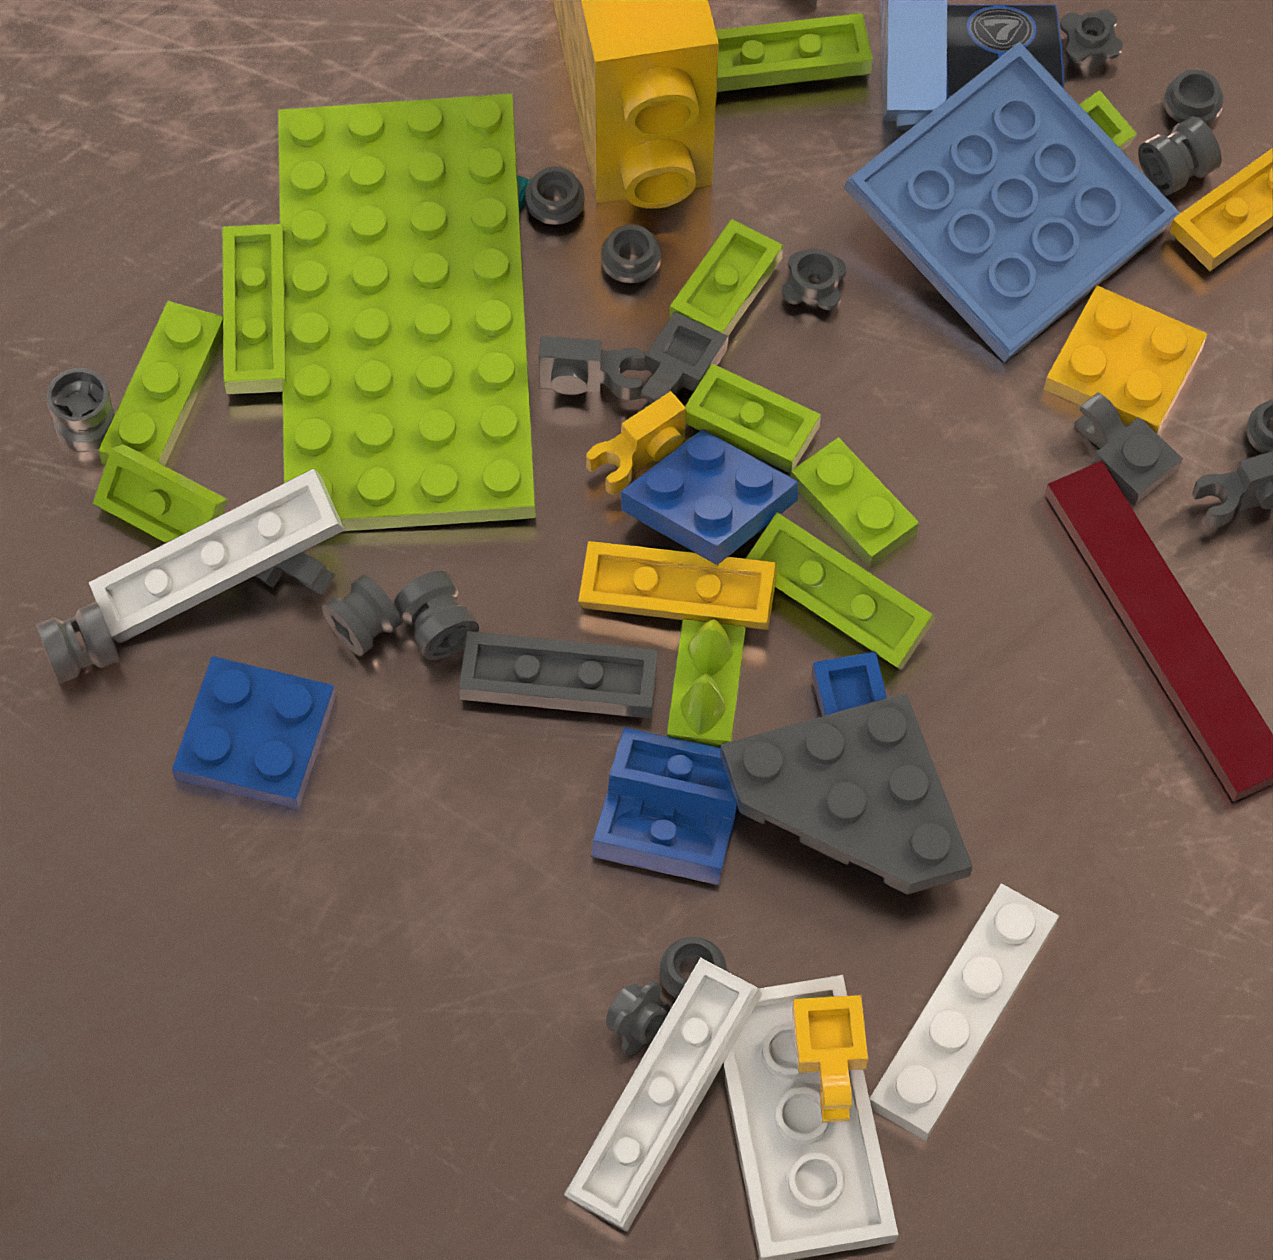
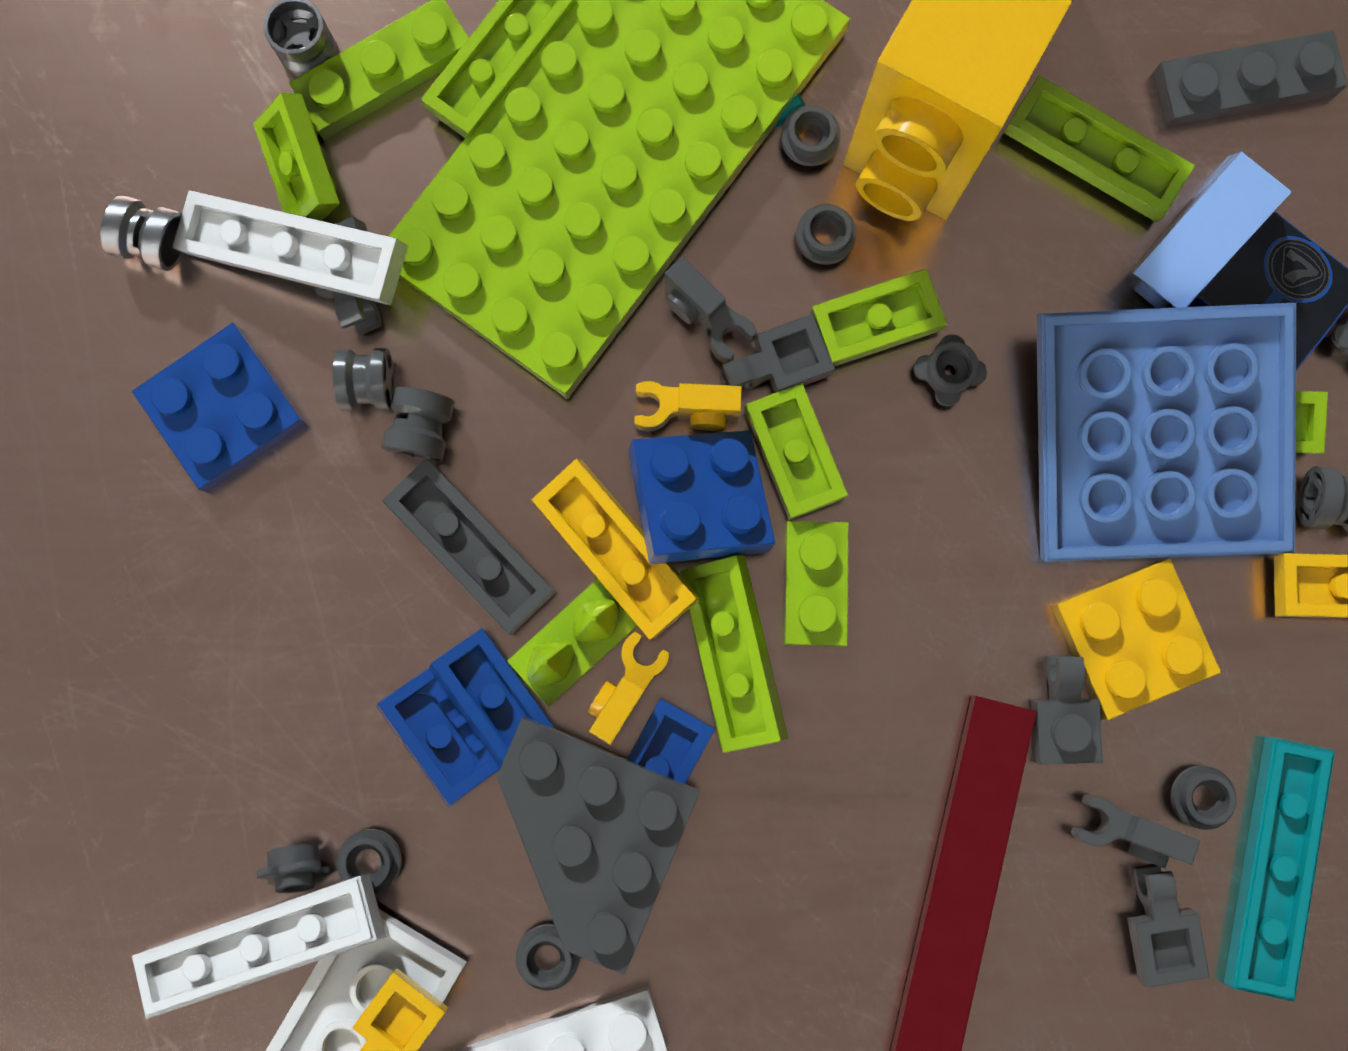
camera: 40 degrees right, 20 degrees up
(783, 695) = (615, 704): none -> yellow plate
(907, 909) = (535, 973): none -> dark grey plate

